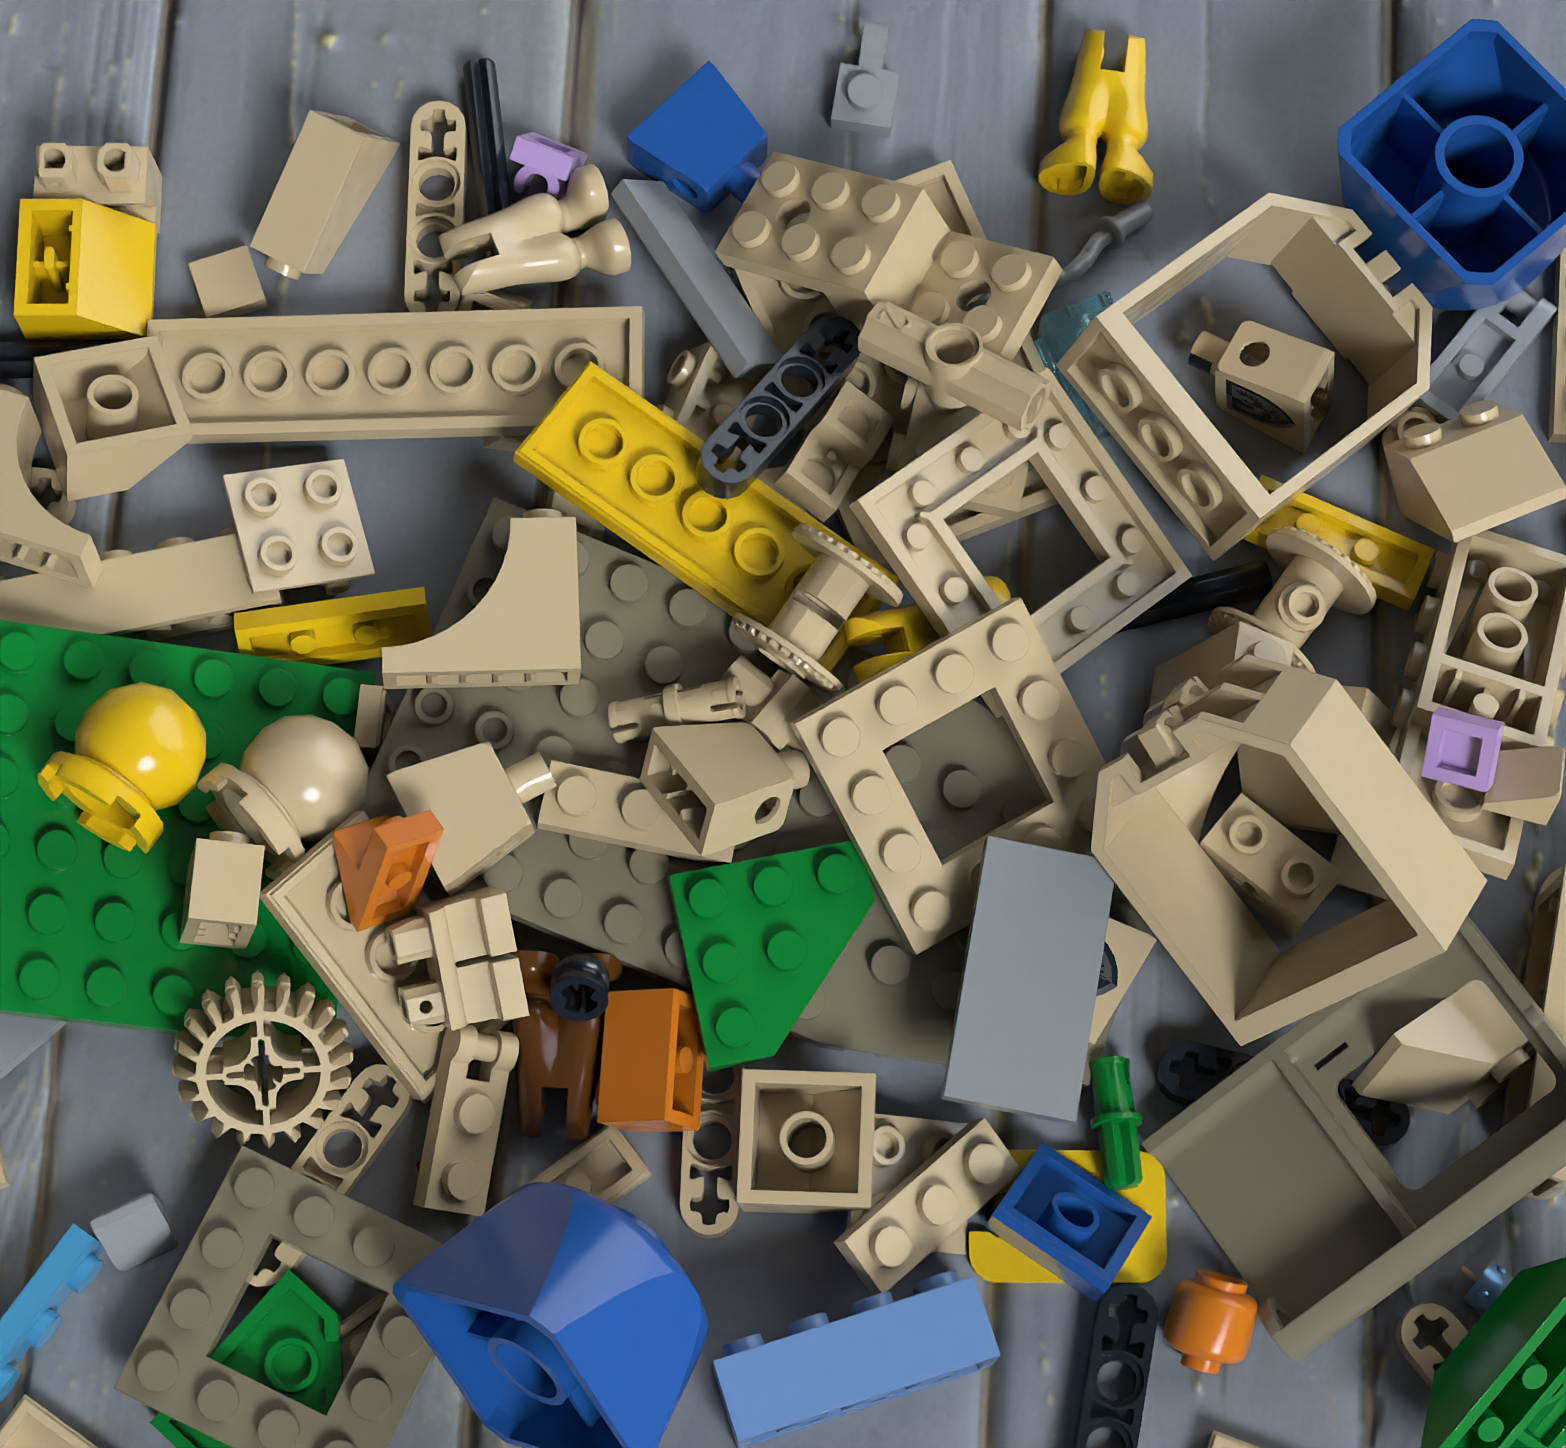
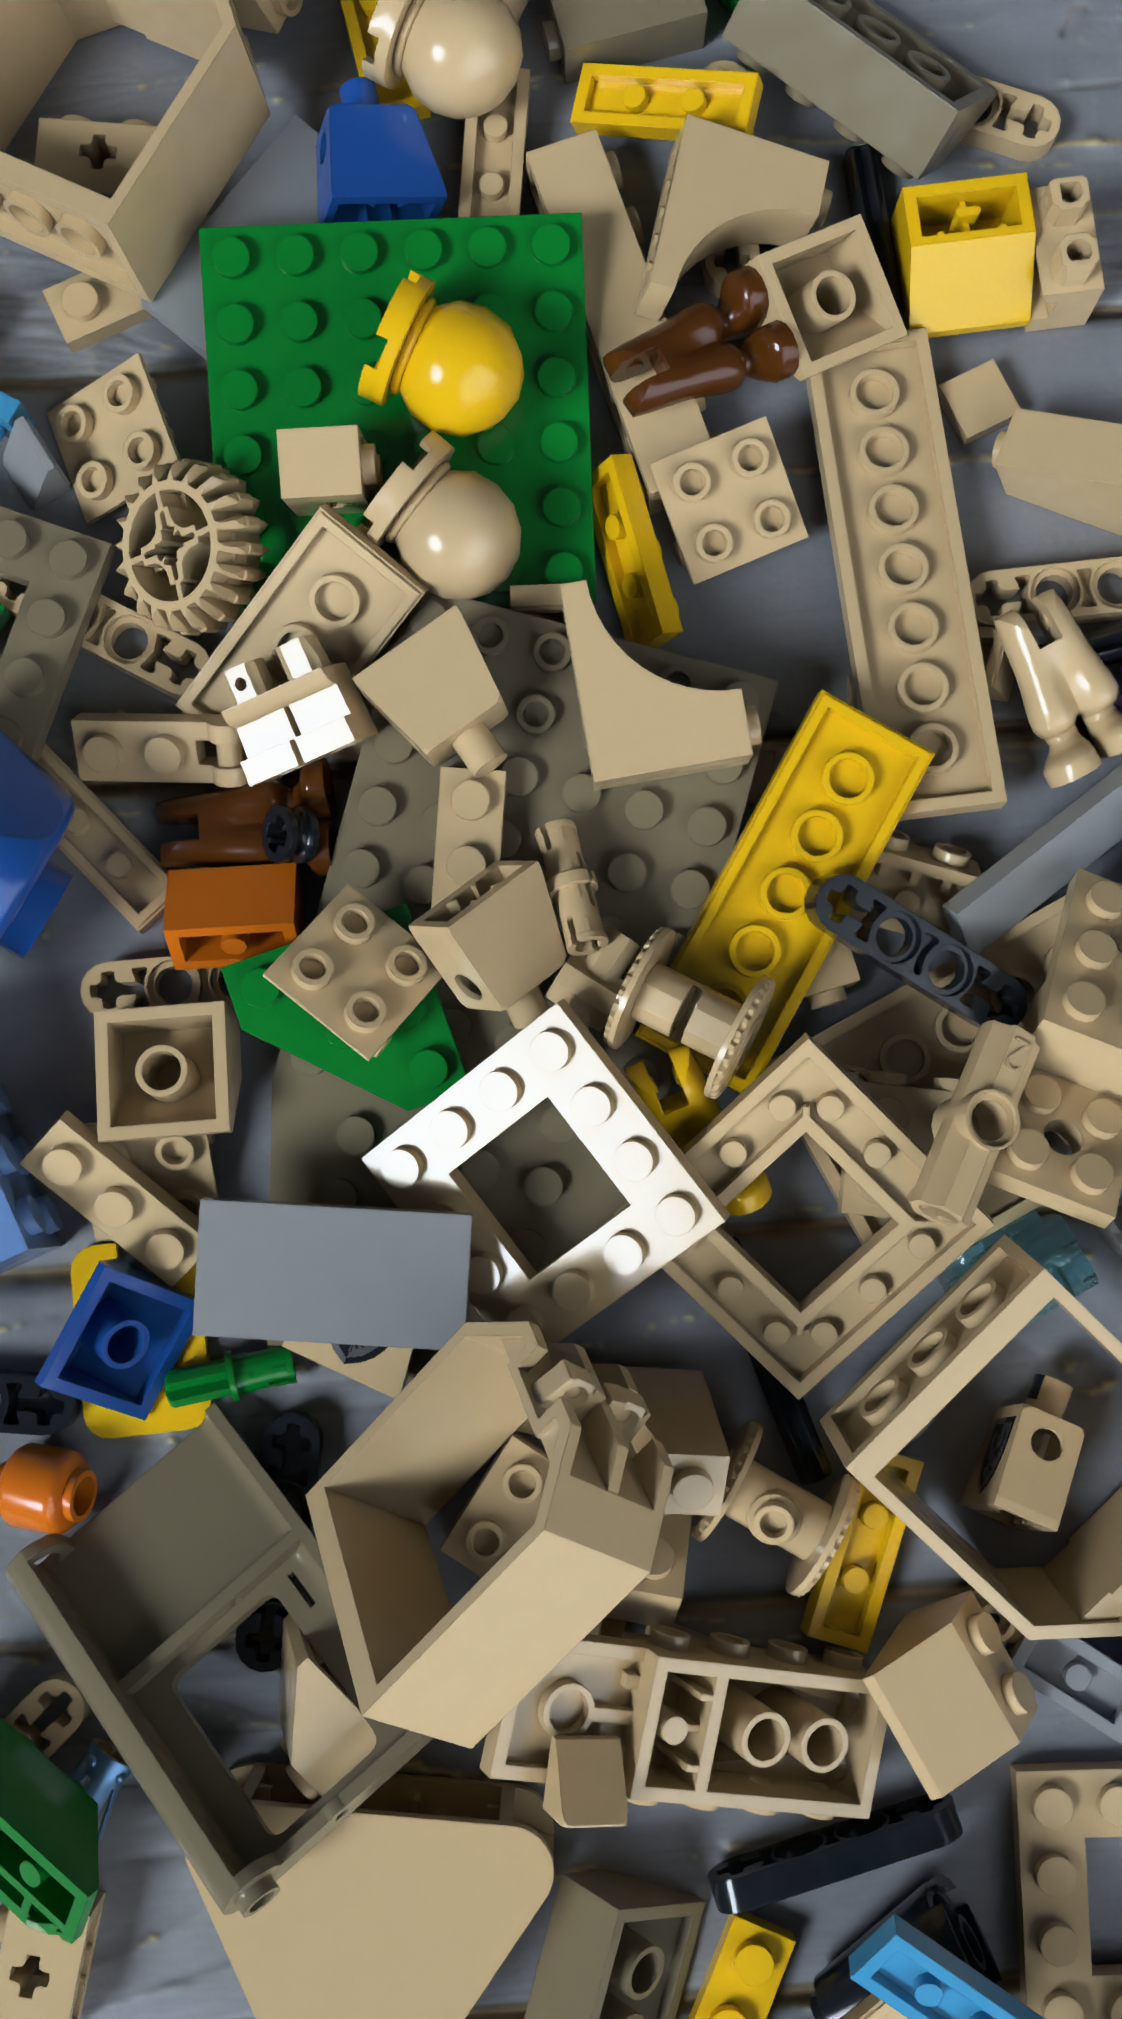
camera: 85 degrees right, 10 degrees up
(122, 1139) = (112, 436): none -> tan hinge
(150, 535) = (693, 352): none -> reddish brown piece
(385, 865) = (369, 617): orange slope -> none
(736, 921) = (355, 972): none -> tan hinge
(834, 451) = (880, 1017): tan slope -> none
(1462, 749) = (608, 1713): lavender tile -> none

